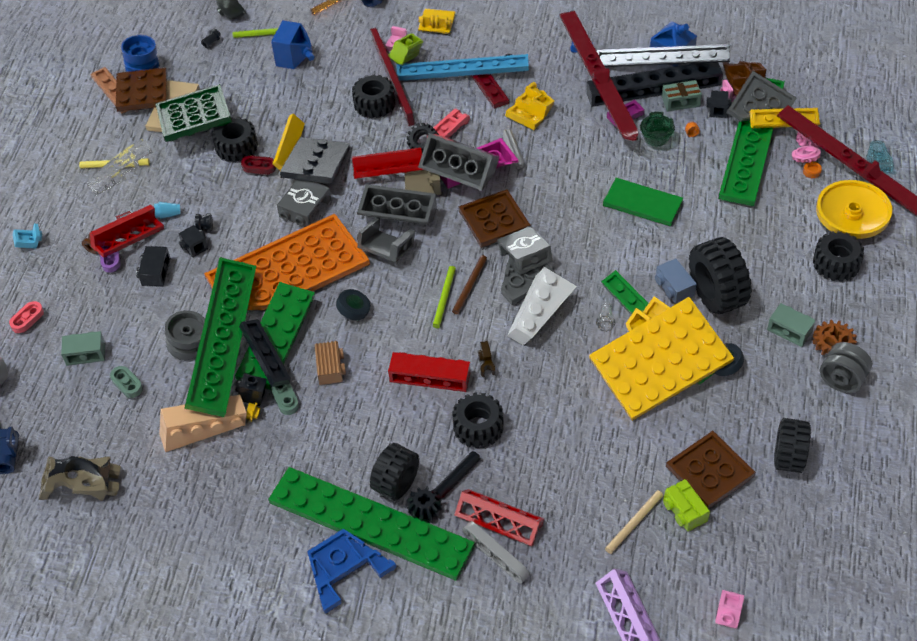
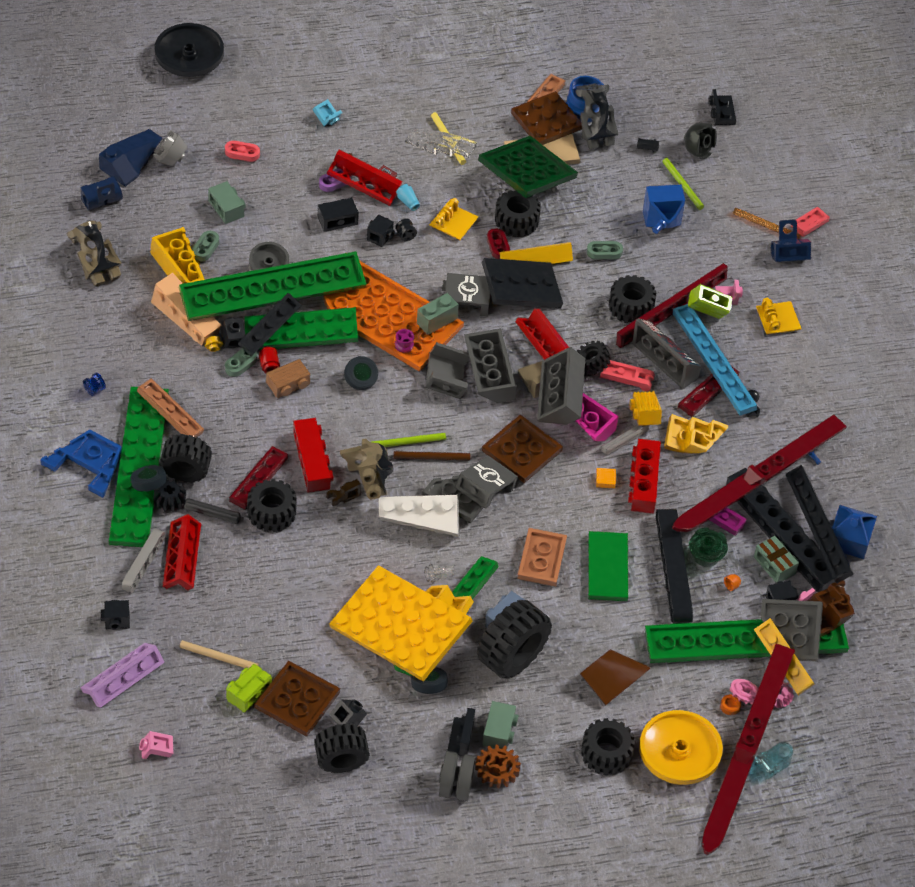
camera: 60 degrees right, 0 degrees up
(134, 408) = (175, 255): none -> yellow wedge
(176, 55) = (600, 126): none -> dark grey hips
(211, 187) = (453, 220): none -> yellow hinge
(249, 530) = (94, 384): none -> clear blue wheel
(300, 371) = (268, 359): none -> red brick
(307, 99) = (604, 250): none -> sand green plate
(319, 471) = (169, 409): none -> nougat tile
(322, 224) = (437, 313): none -> sand green brick
(337, 258) = (404, 340): none -> magenta wheel
(403, 512) = (148, 478): none -> black wheel
(433, 425) = (264, 469): none -> dark red tile
(442, 94) = (665, 353): none -> dark grey slope
(485, 320) = (372, 468): none -> dark tan hips
(495, 122) = (646, 408): none -> yellow brick
(549, 174) = (605, 478): none -> light orange tile
(554, 596) = (116, 614): none -> black brick
(562, 146) = (645, 476): none -> red brick
(618, 240) = (542, 557): none -> nougat plate
(662, 158) = (674, 567): none -> black beam
(747, 431) = (348, 712): none -> black brick
(764, 231) = (612, 675): none -> reddish brown slope
(793, 351) = (461, 733): none -> black bracket

